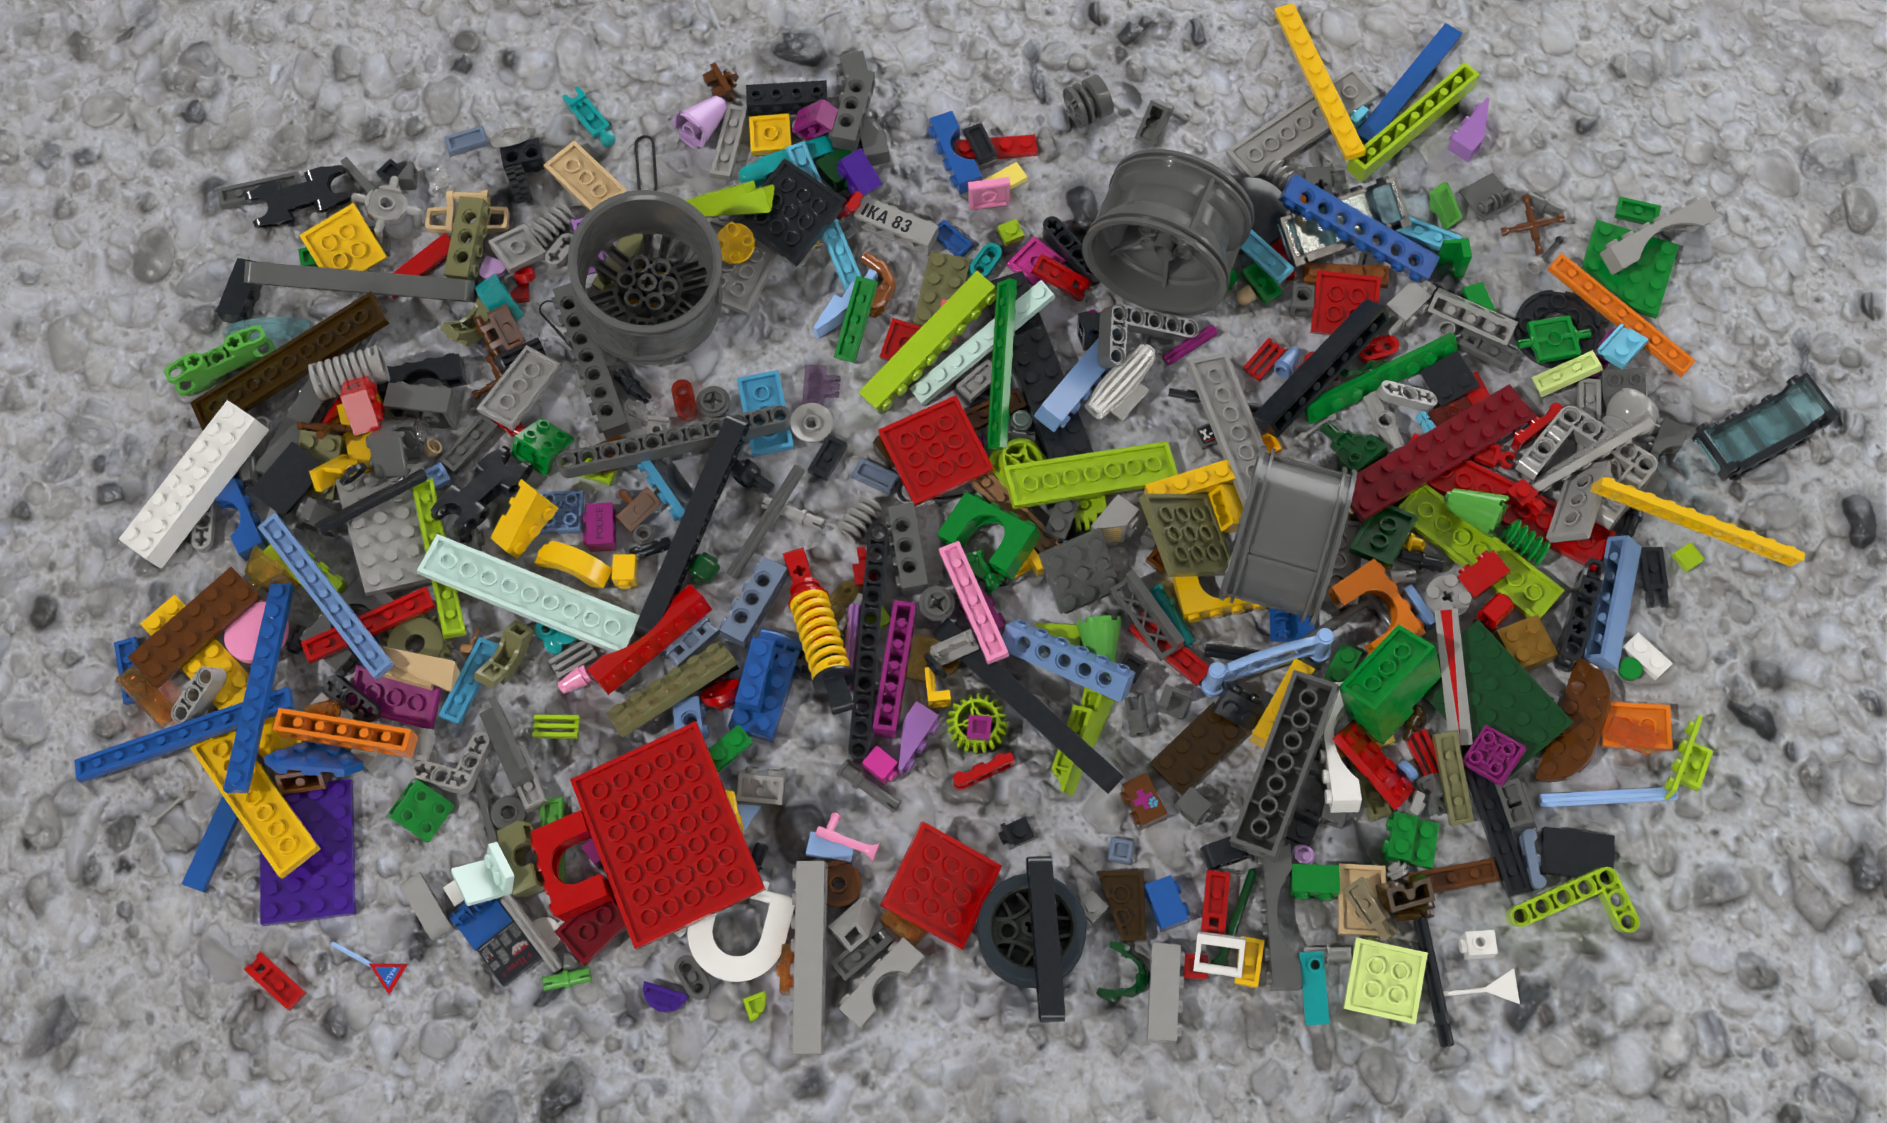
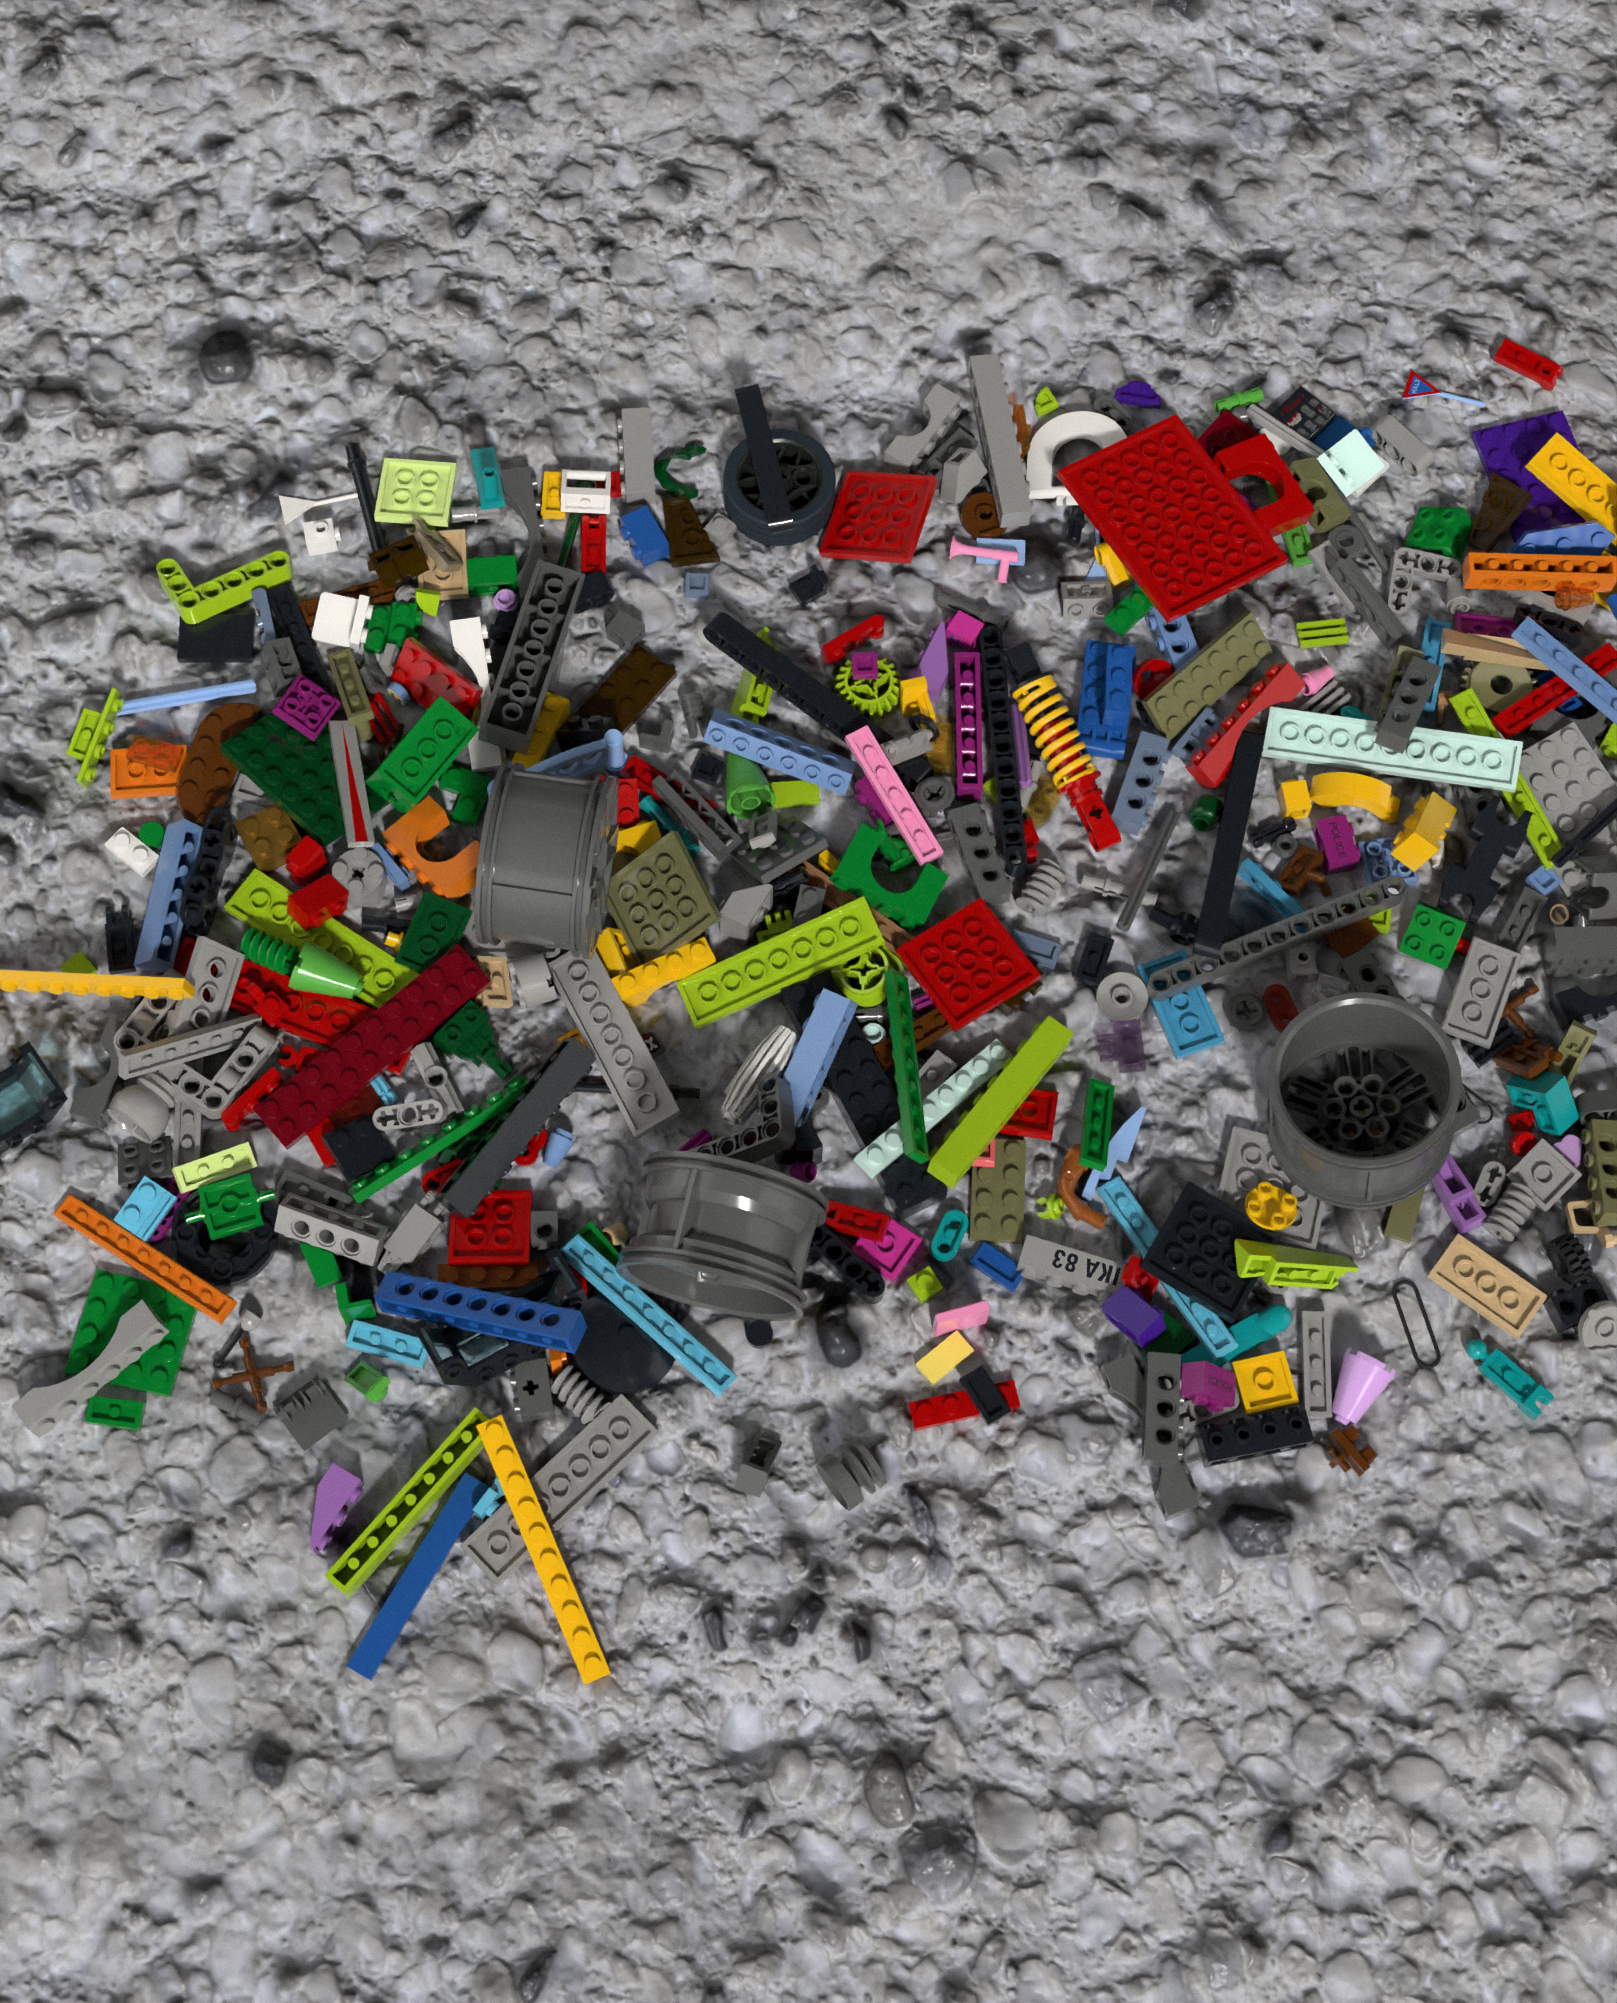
camera: 165 degrees right, 0 degrees up
(358, 818) = (1499, 510): none -> dark brown wing
(493, 623) = (1407, 705): none -> dark grey brick
(900, 272) = (1054, 1209): none -> lime plate
(945, 131) = (999, 1355): blue arch -> none
(1090, 589) = (763, 828): none -> light grey hinge
(1143, 801) = (679, 630): reddish brown brick -> none
(1207, 638) = (628, 803): none -> red plate
(1273, 347) = (598, 1132): red tile -> none
(1377, 859) = (428, 600): none -> lime tile
(1458, 849) = (342, 620): none -> white bracket

